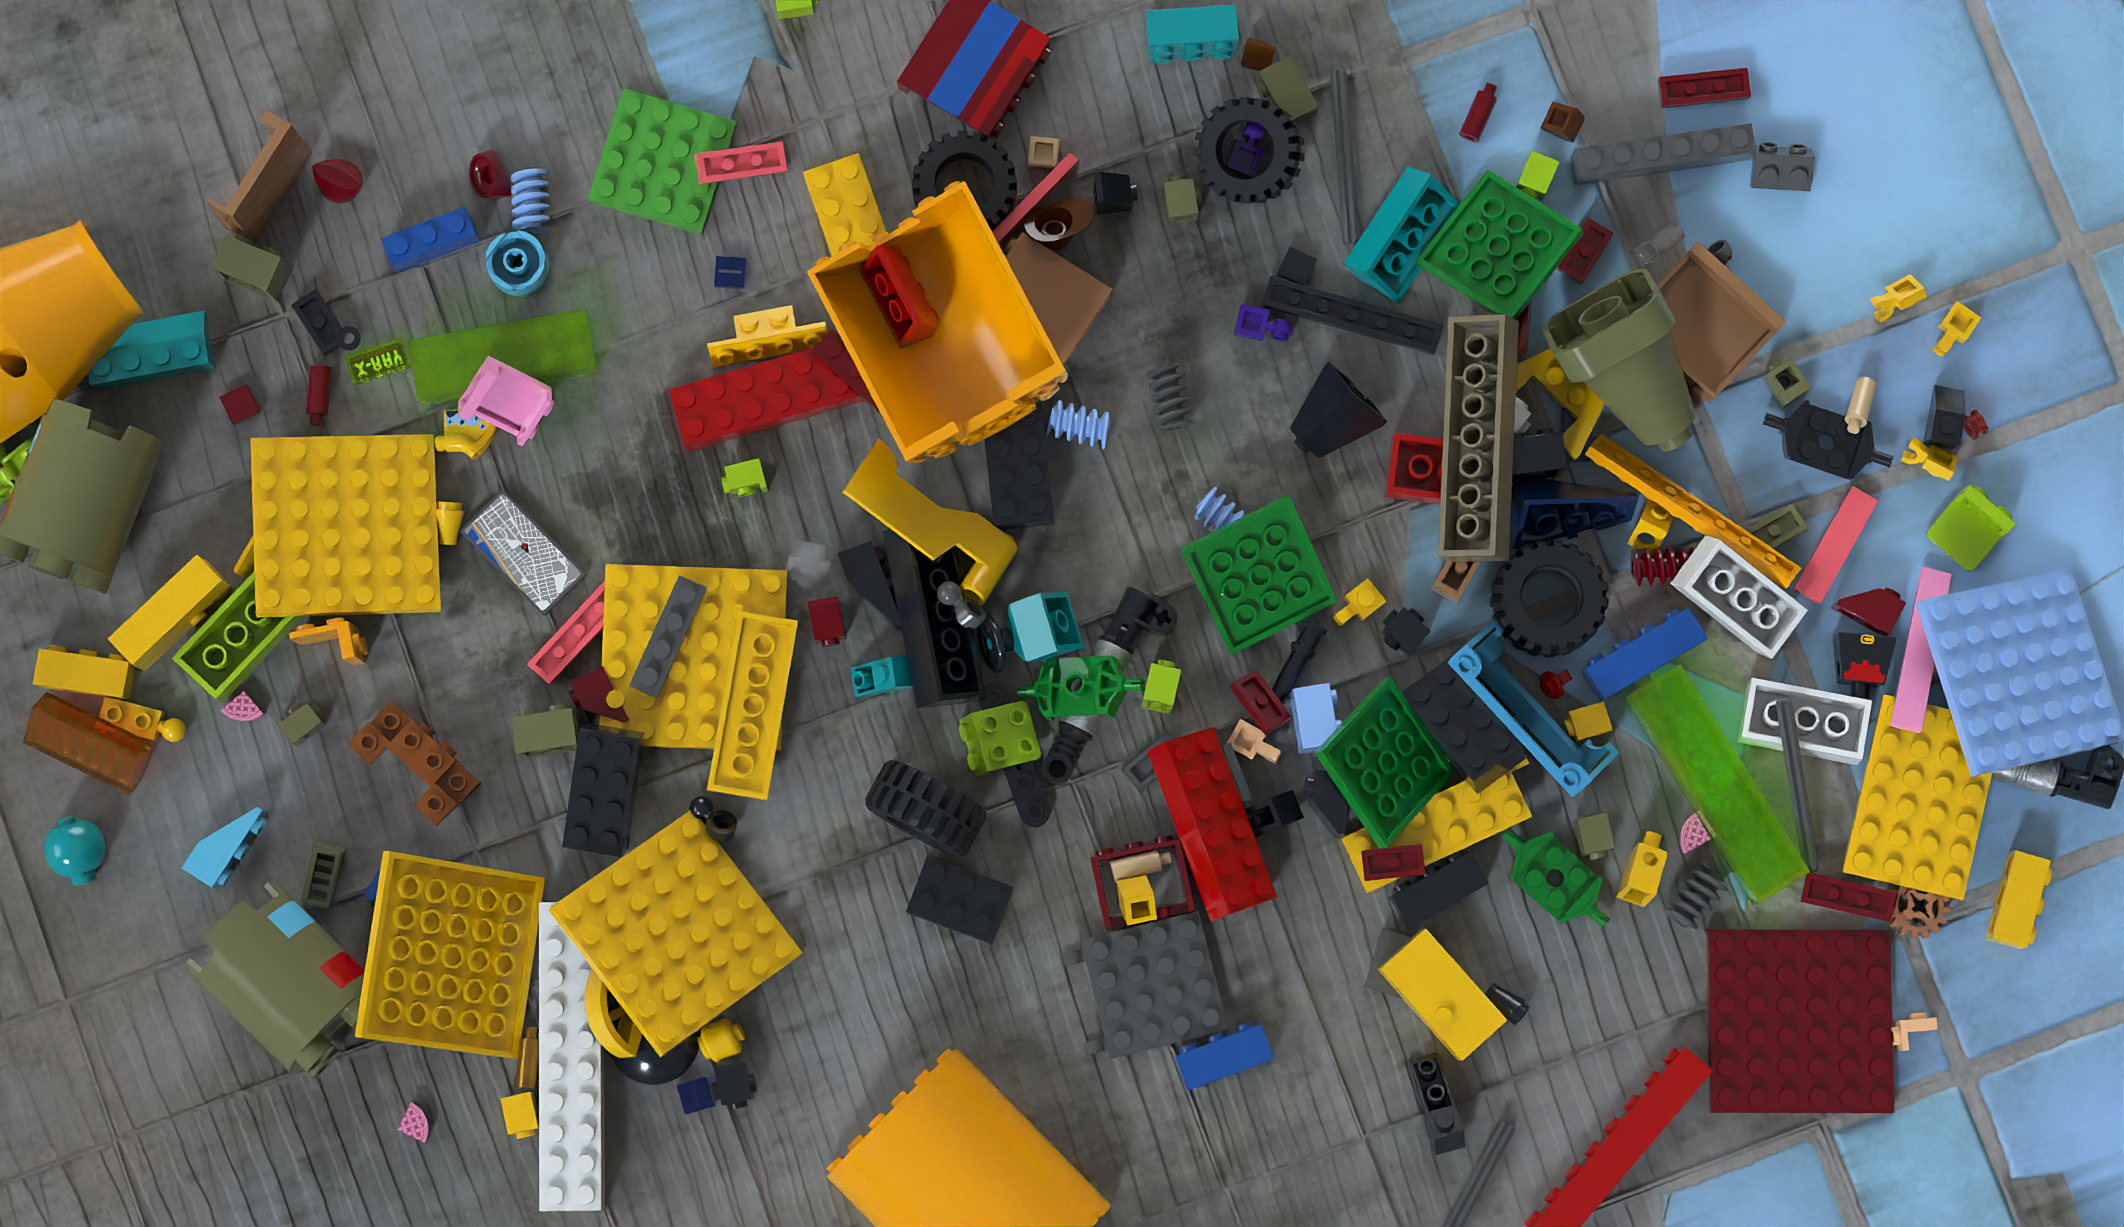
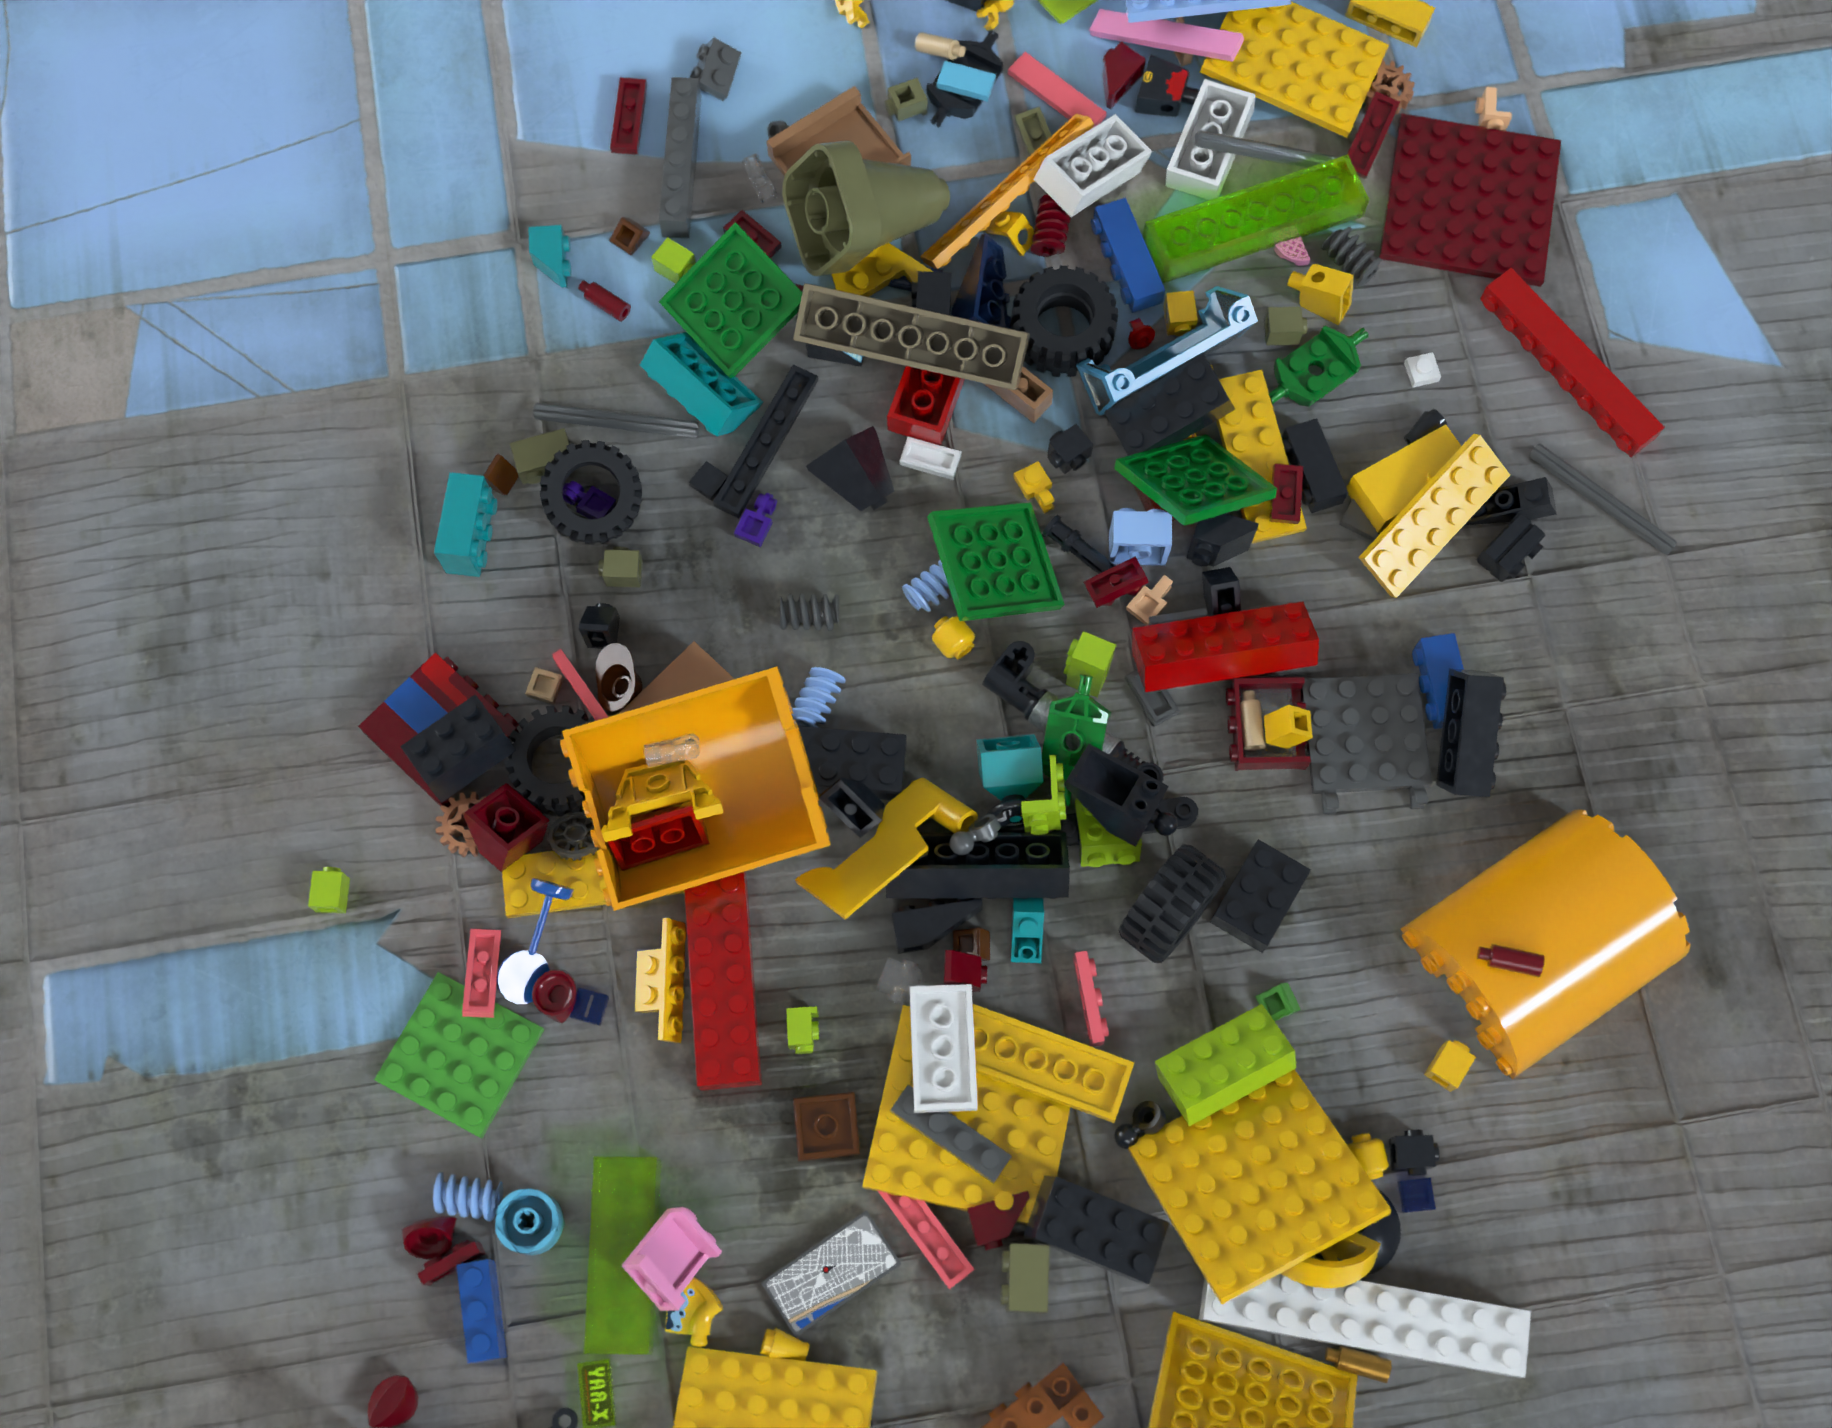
camera: 75 degrees left, 10 degrees down
(478, 210) = (439, 1268): none -> dark red plate
(521, 1114) = (1416, 1381): yellow brick -> none
(658, 521) = (826, 1126): none -> reddish brown tile
(734, 236) = (555, 994): none -> dark red piece
(744, 612) = (943, 1048): none -> white plate
(749, 204) = (524, 967): none -> piece
(783, 889) = (1225, 1064): none -> lime brick
(826, 750) = (1090, 998): none -> coral plate
(826, 1111) = (1450, 1065): none -> yellow brick
(835, 355) = (717, 897): dark red plate -> none
(859, 626) = (972, 941): none -> reddish brown slope
(859, 936) = (1279, 1001): none -> bright green slope
(885, 149) = (505, 826): none -> dark red slope
(890, 217) = (574, 835): none -> dark grey wheel
(895, 108) = (457, 825): none -> nougat gear
(920, 1139) = (1512, 959): none -> dark red cylinder
(938, 283) = (656, 787): none -> yellow wing
(949, 85) = (458, 748): none -> black brick
(967, 482) = (854, 805): none -> black slope
(979, 289) = (674, 750): none -> clear bar
(1003, 679) = (1046, 815): none -> lime bracket
(1032, 730) = (1119, 796): none -> black slope
(1161, 1083) = (1470, 732): none -> black brick
(1167, 548) = (953, 637): none -> yellow head
(1369, 489) = (930, 458): none -> white tile
(1386, 1110) = (1511, 547): none -> black brick
(1400, 1021) = (1434, 515): none -> yellow plate
(1522, 42) = (548, 252): none -> teal slope
(1578, 993) = (1422, 369): none -> white plate
(1820, 441) = (966, 81): none -> medium azure tile

